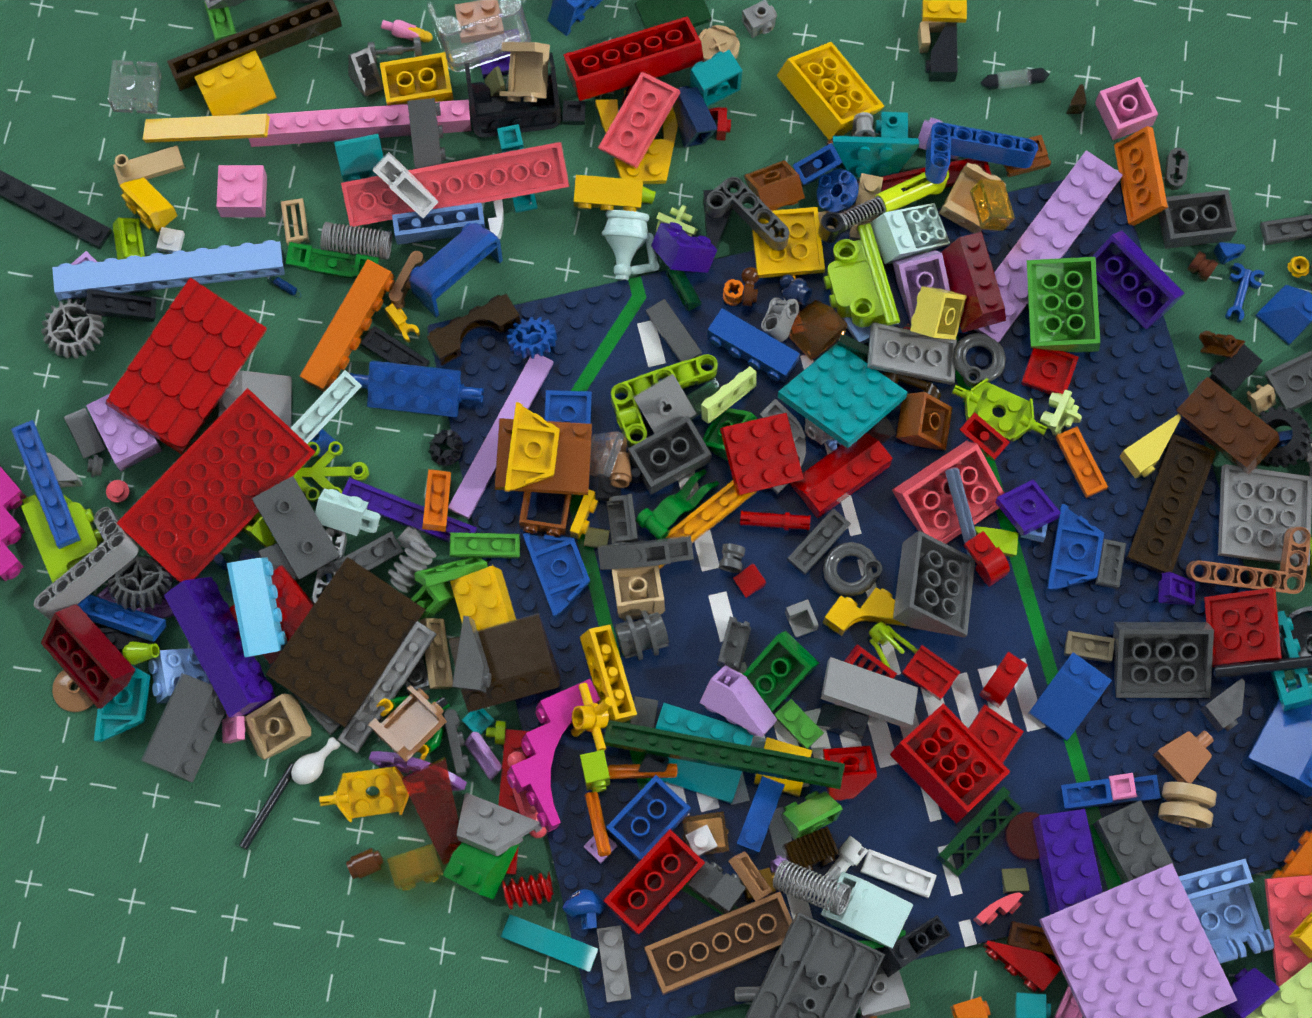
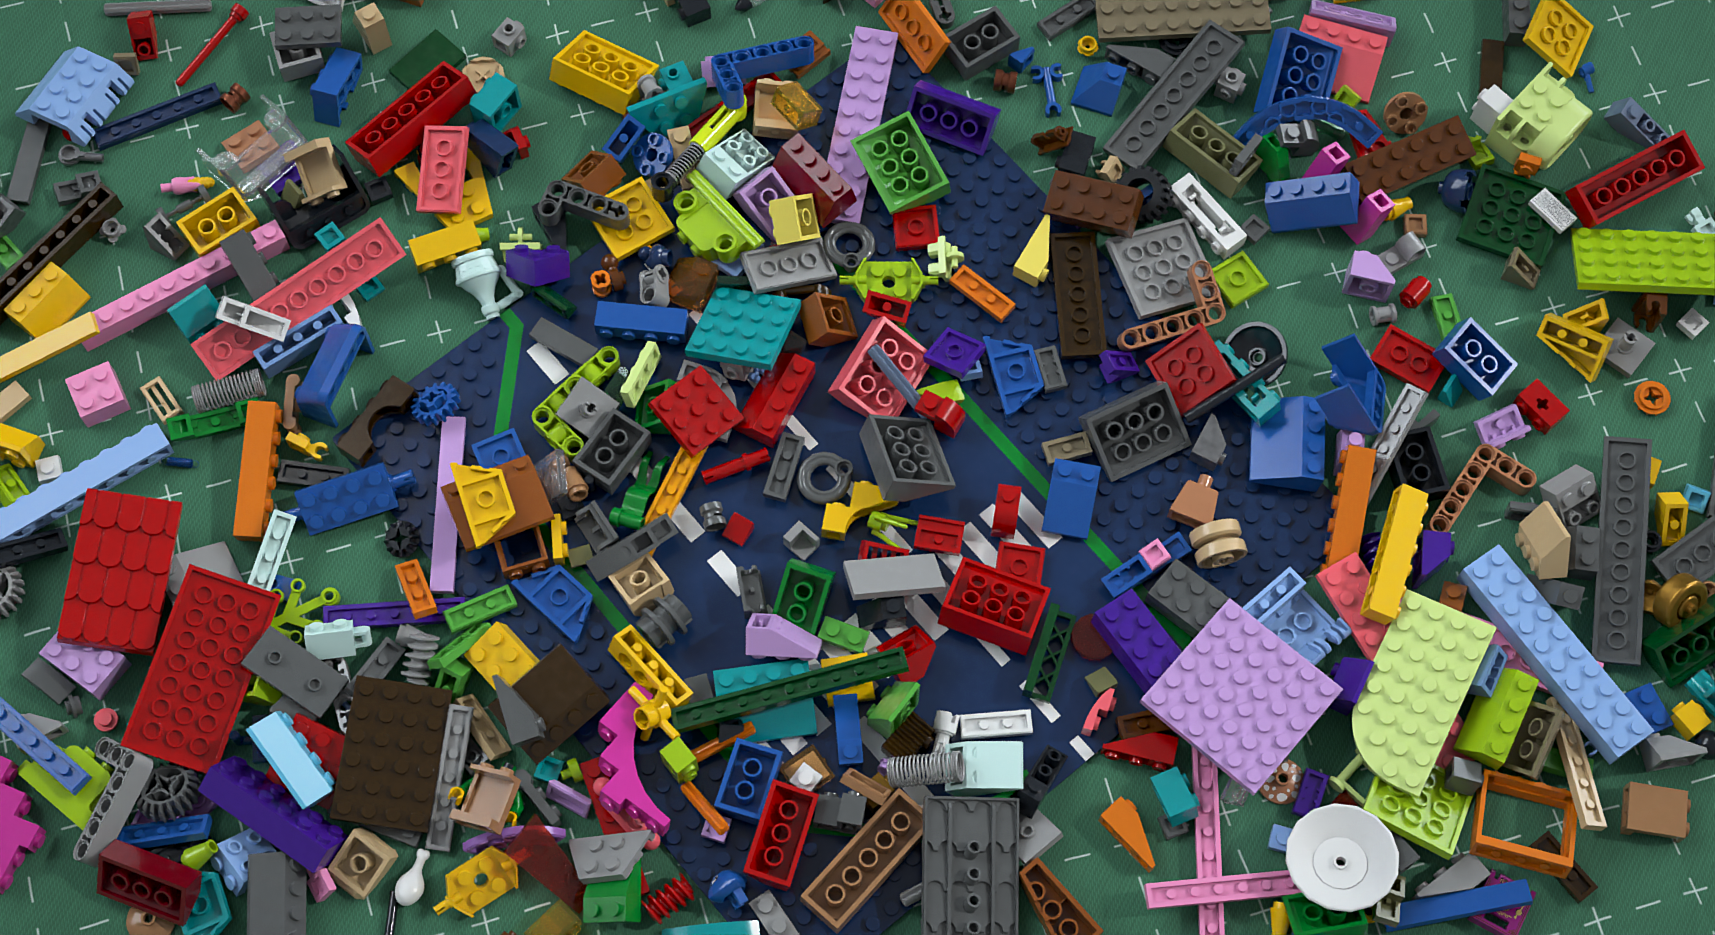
camera: 25 degrees left, 5 degrees down
(322, 38) = (110, 224): none -> light grey plate

